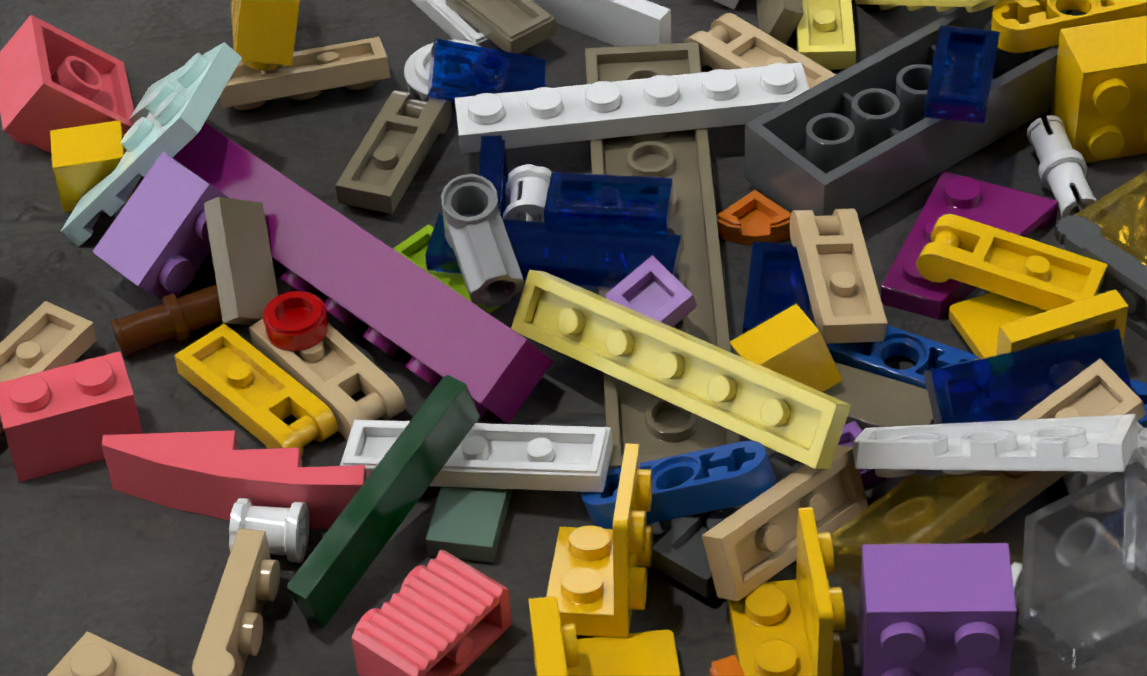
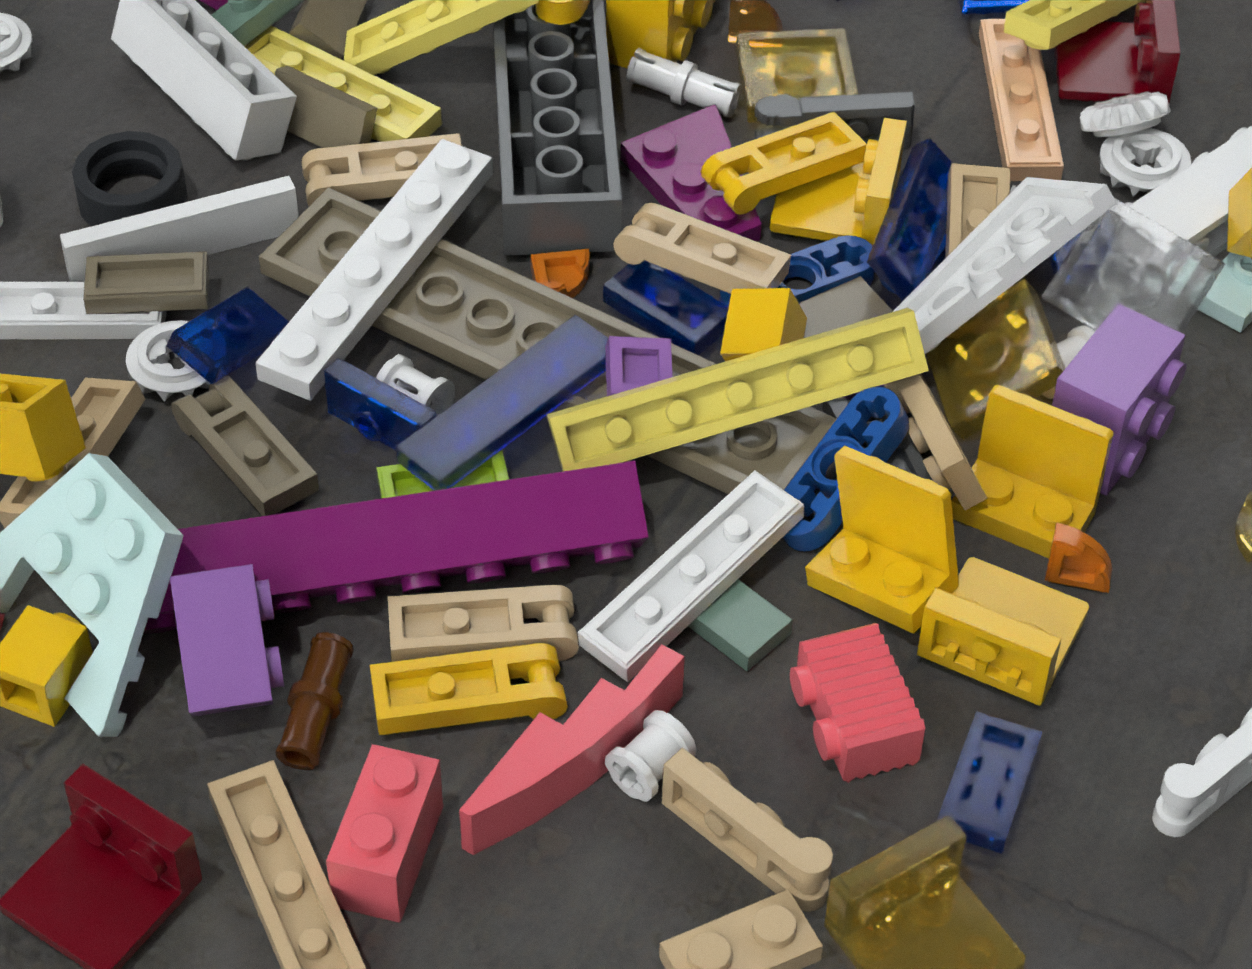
camera: 60 degrees left, 5 degrees up
(240, 258) = (328, 607): dark tan tile -> none
(295, 321) = (426, 610): red tile -> none
(383, 501) = (717, 652): dark green tile -> none
(480, 241) = (482, 428): light grey piece -> none
(610, 201) = (494, 336): clear blue plate -> none
(962, 74) = (592, 54): clear blue plate -> none

